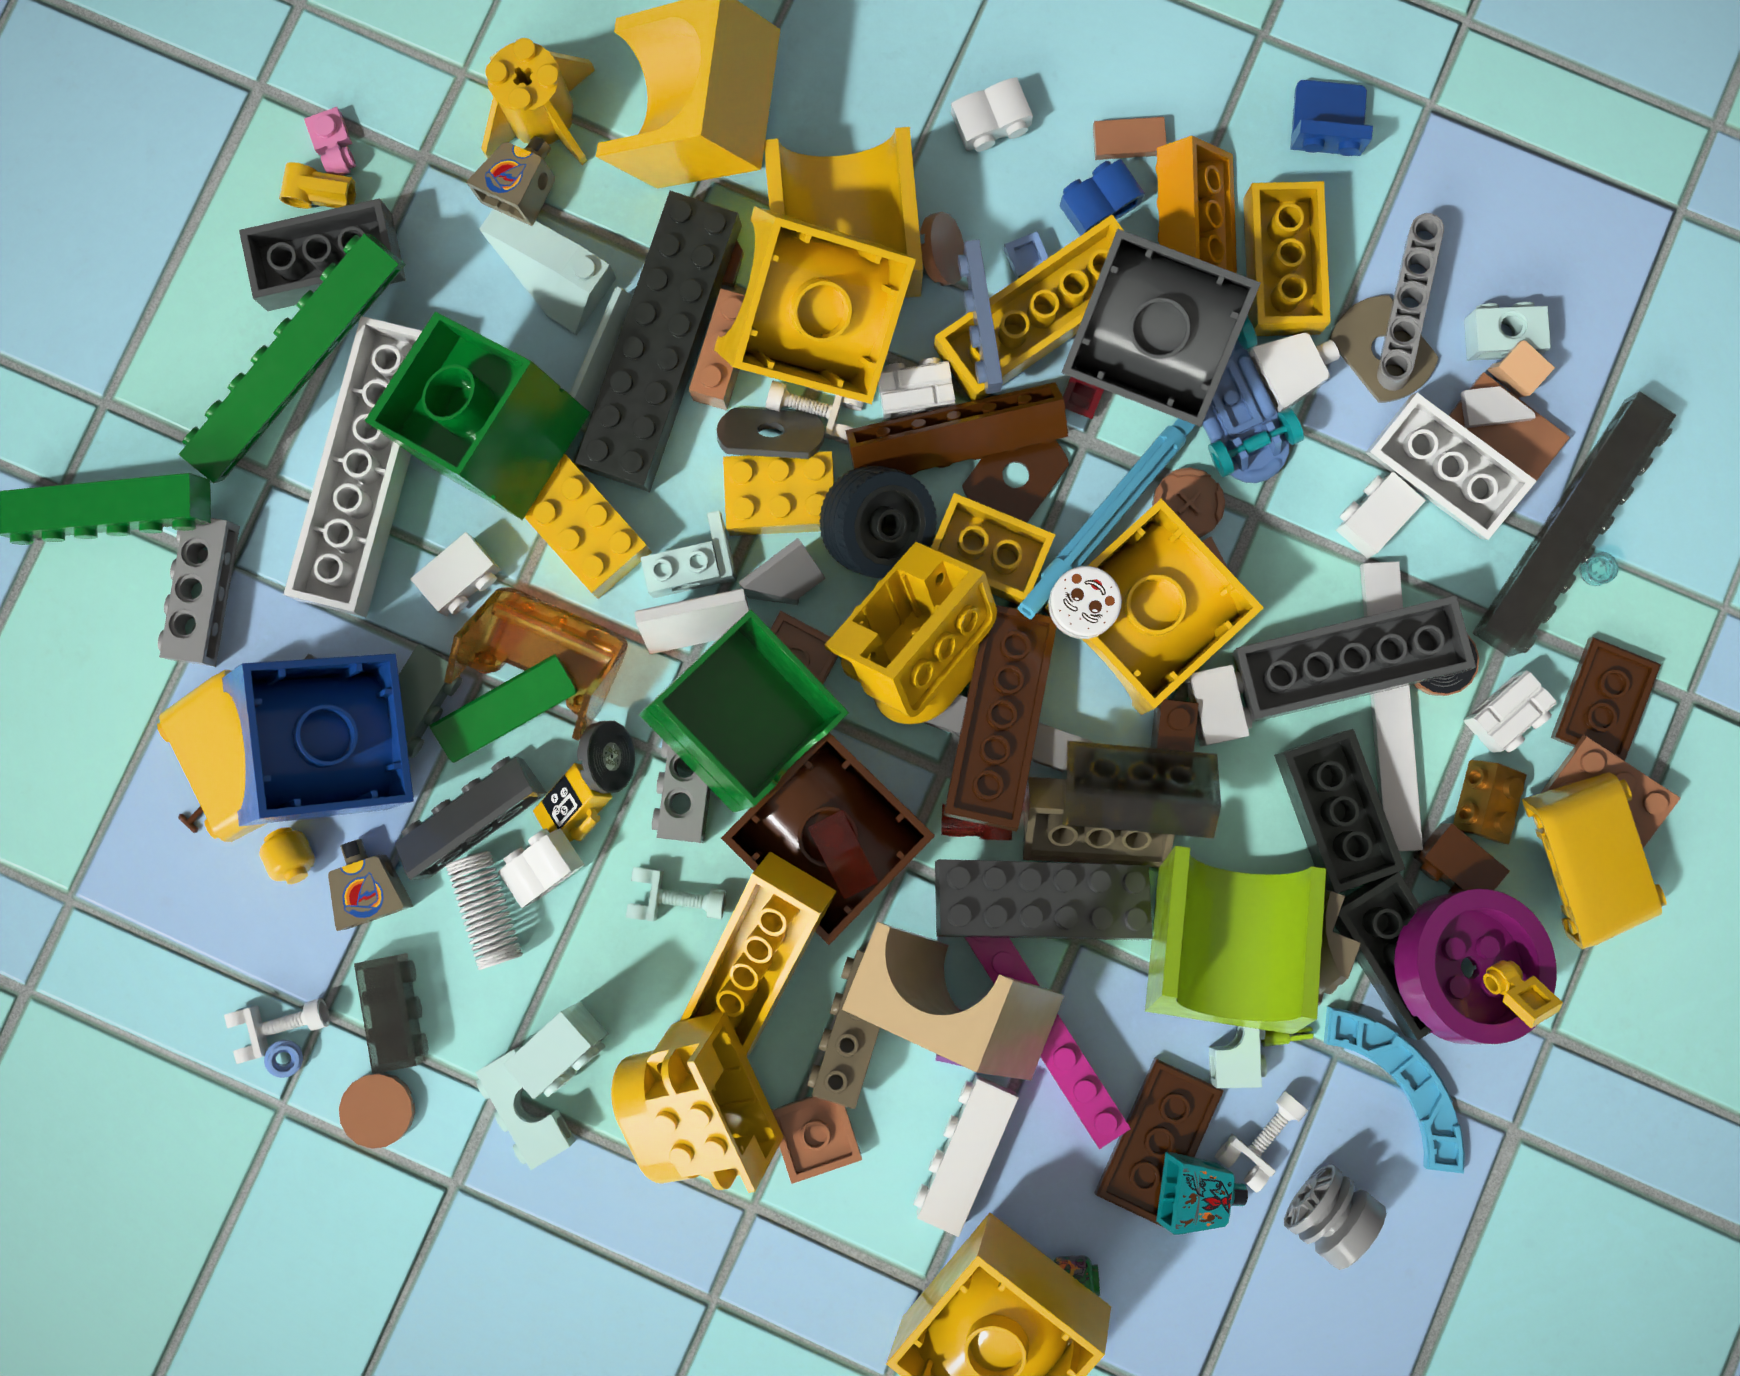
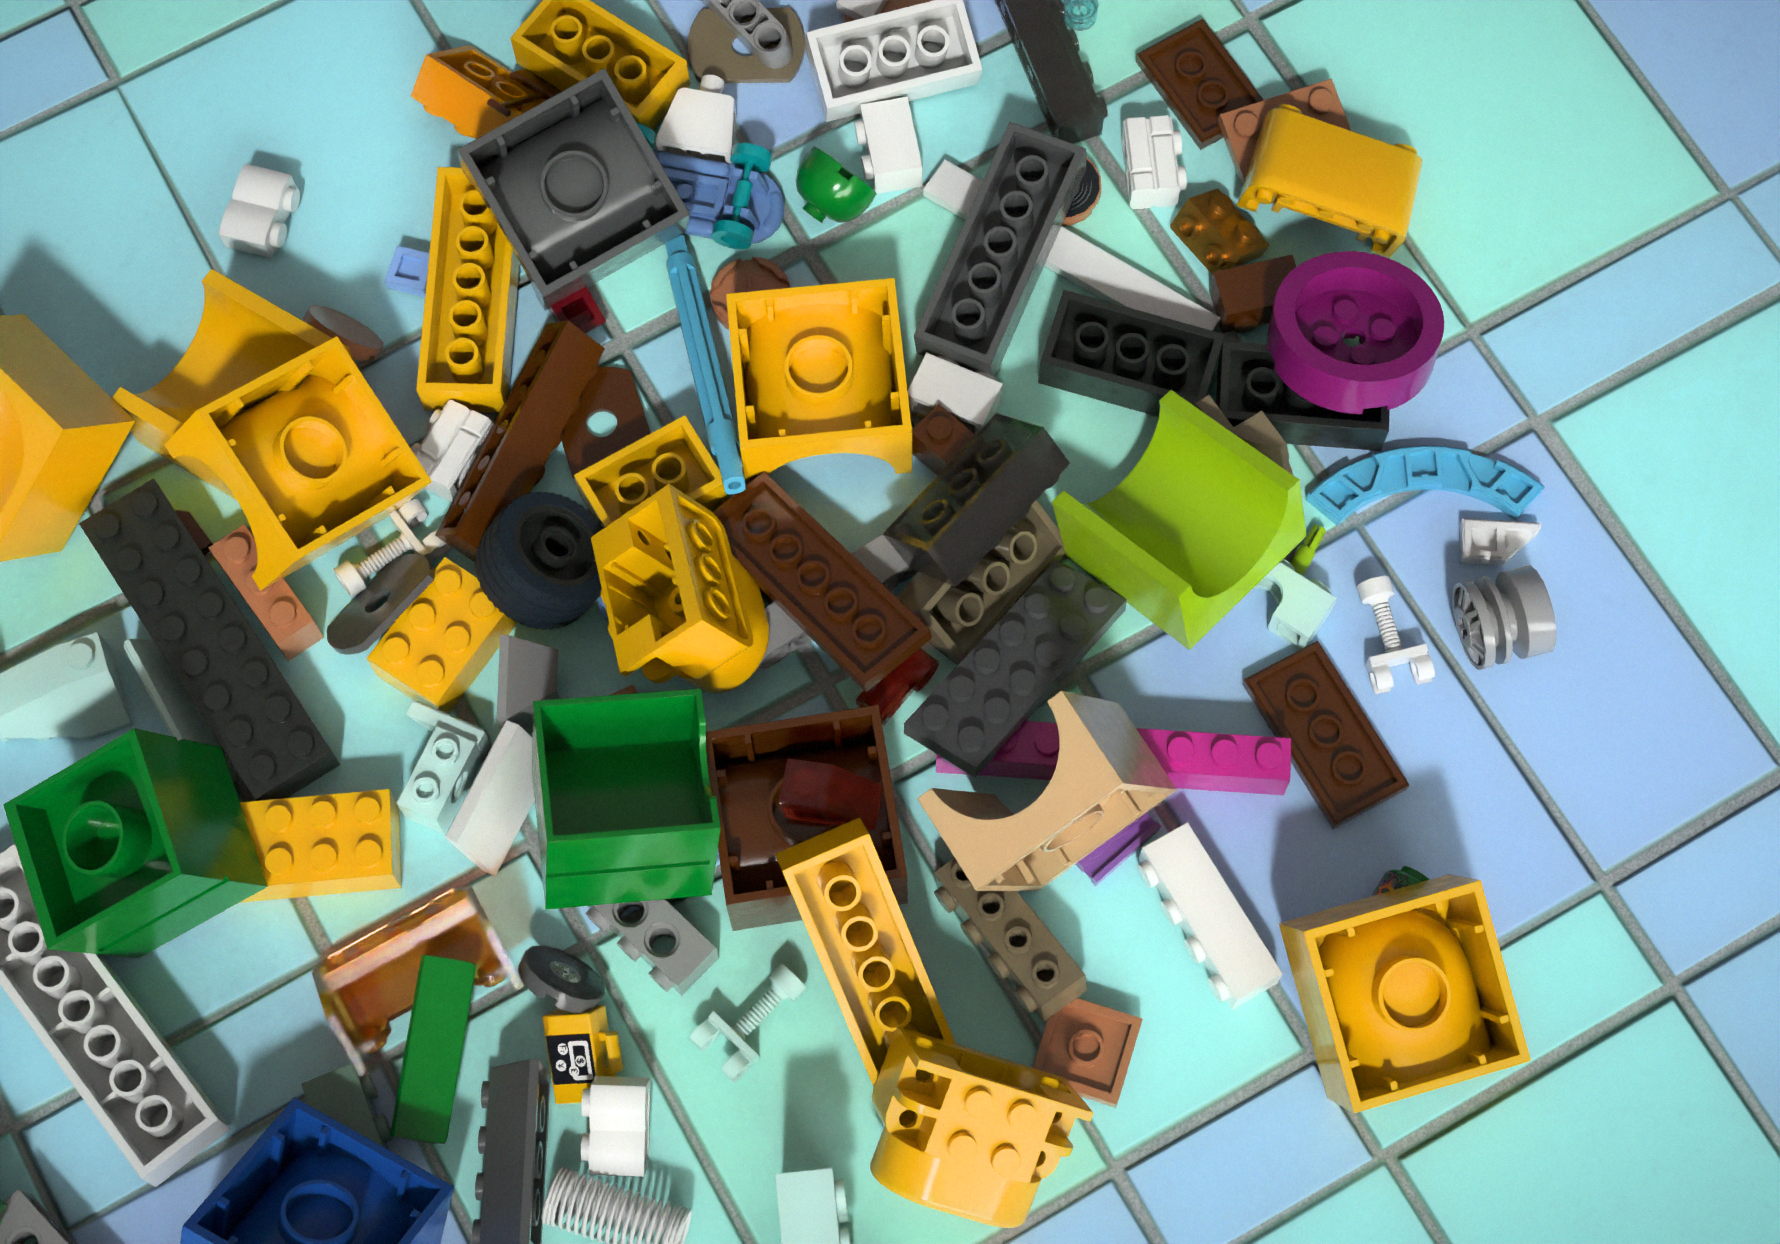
camera: 55 degrees left, 15 degrees down
(456, 575) = (265, 1002): white brick -> none
(977, 301) = (446, 339): sand blue plate -> none
(1084, 602) = (767, 418): white head -> none
(1105, 194) = (412, 172): blue brick -> none
(1128, 137) = (380, 116): nougat tile -> none
(1196, 1194) = (1396, 727): teal torso -> none
(1235, 237) = (542, 90): none -> reddish brown piece
(1311, 500) = (831, 189): none -> green cylinder
(1394, 1163) = (1493, 540): none -> white tile
(1526, 998) = (1411, 301): yellow plate -> none

